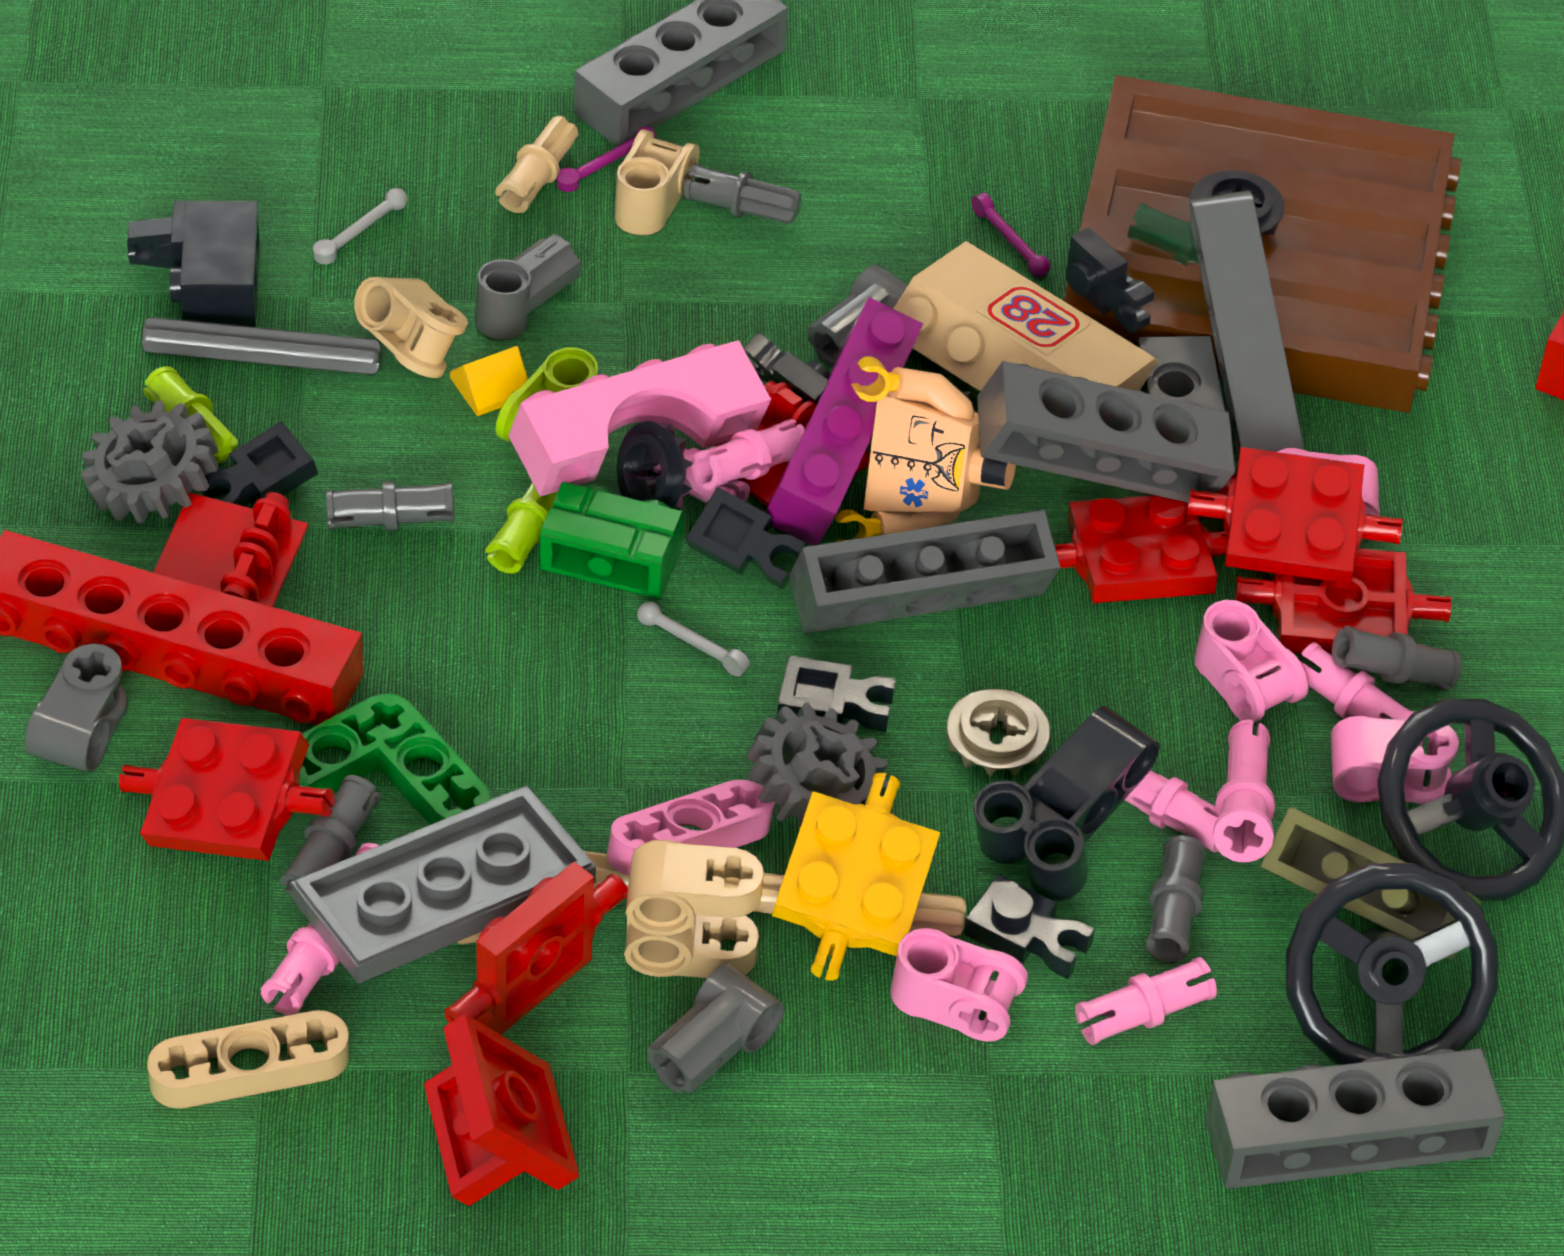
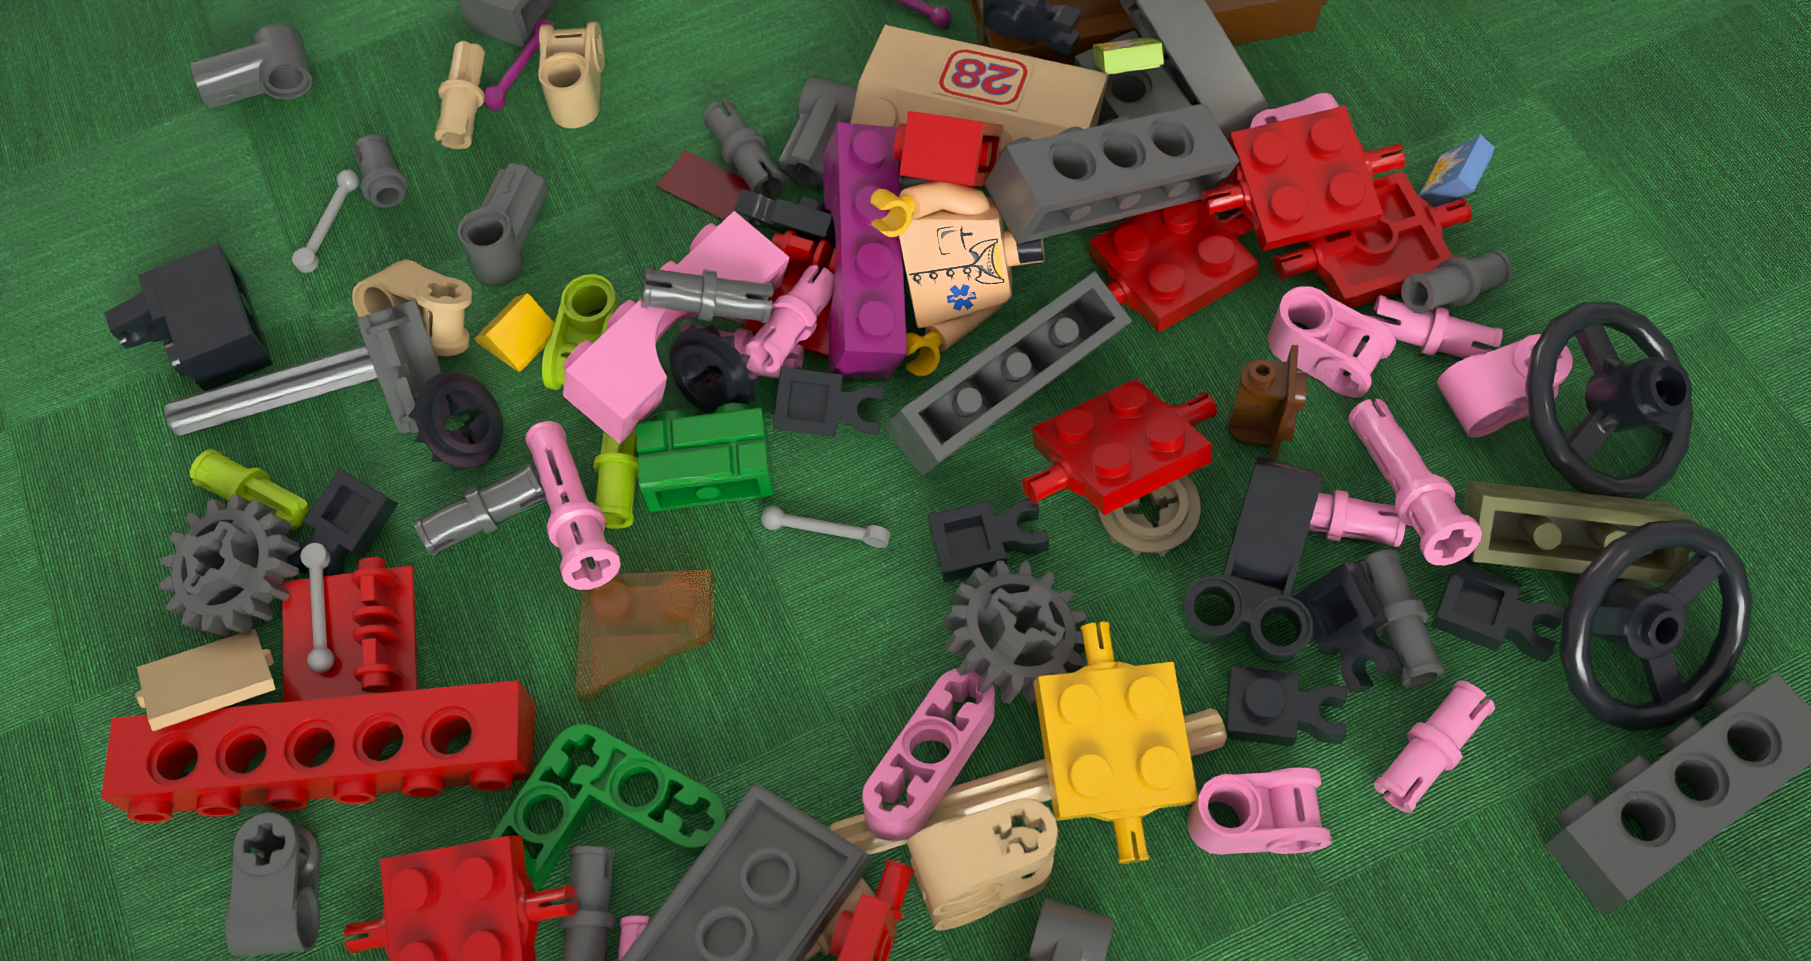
camera: 15 degrees left, 15 degrees up
(92, 535) = (204, 679): none -> tan piece
(226, 484) = (316, 558): none -> light grey hinge
(371, 74) = (271, 66): none -> dark grey piece
(379, 365) = (401, 357): none -> dark grey hinge
(413, 405) = (453, 395): none -> black gear
(428, 209) = (381, 179): none -> dark grey pin
(473, 499) = (550, 454): none -> bright pink pin
(487, 647) = (639, 624): none -> clear orange wing
(676, 393) = (706, 295): none -> dark grey pin
(727, 321) = (704, 185): none -> dark red sticker
(742, 194) = (657, 52): dark grey axle -> none
(782, 305) = (744, 149): none -> dark grey pin
(954, 349) = (947, 148): none -> red brick
(996, 667) = (1120, 446): none -> red plate
(1119, 878) = (1346, 622): none -> black plate
(1148, 676) = (1268, 402): none -> reddish brown hinge
(1182, 349) = (1128, 55): none -> lime tile
(1258, 921) = (1487, 611): none -> black plate
(1462, 573) = (1457, 171): none -> medium blue tile

